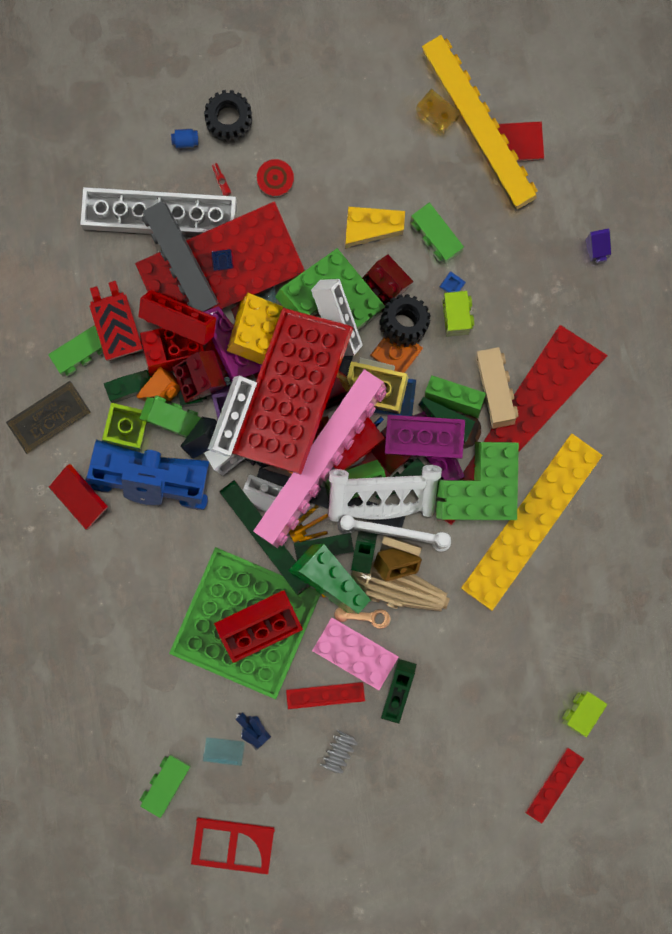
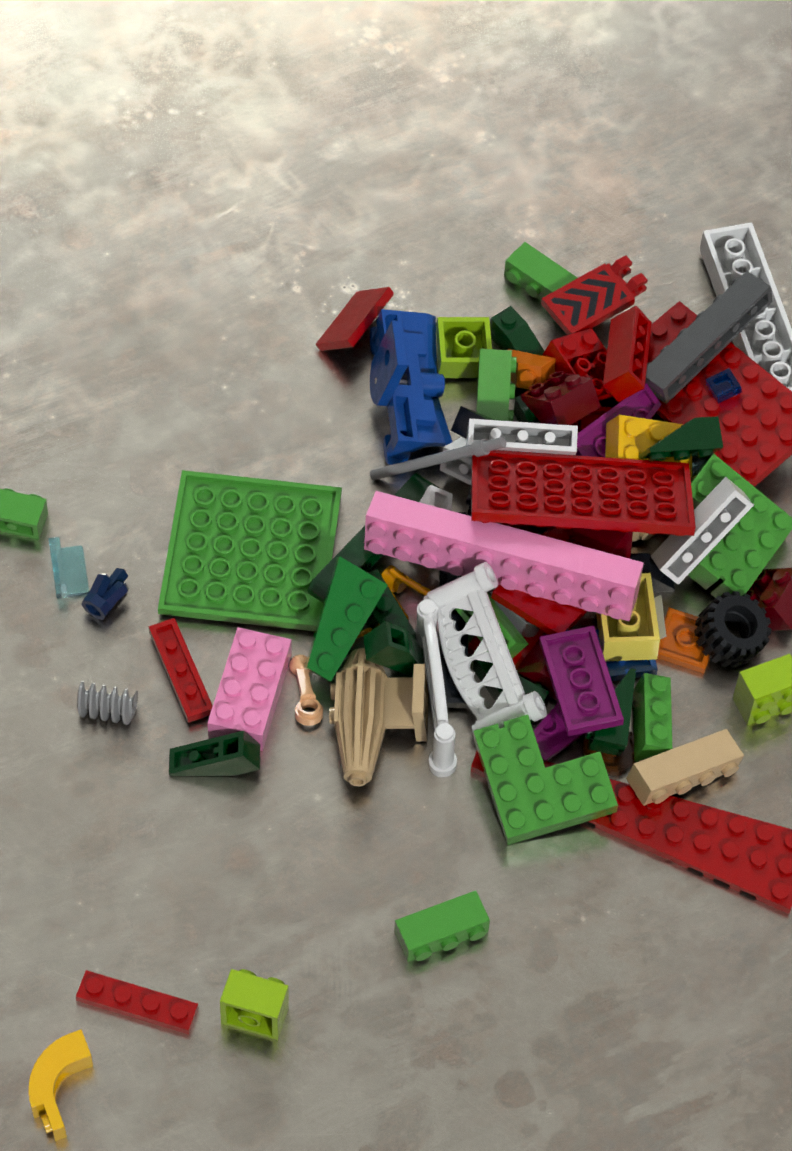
camera: 75 degrees right, 25 degrees down
(48, 417) = (445, 271): clear smoke tile -> none
(238, 450) = (478, 448): none -> light grey bar
(258, 626) = (250, 557): red slope -> none
(263, 300) = (696, 437): none -> dark green slope
(396, 564) = (391, 693): pearl gold slope -> none
(534, 520) = (513, 872): yellow plate -> none
(560, 579) = (442, 926): none -> bright green brick
(584, 846) = (54, 1065): none -> yellow arch

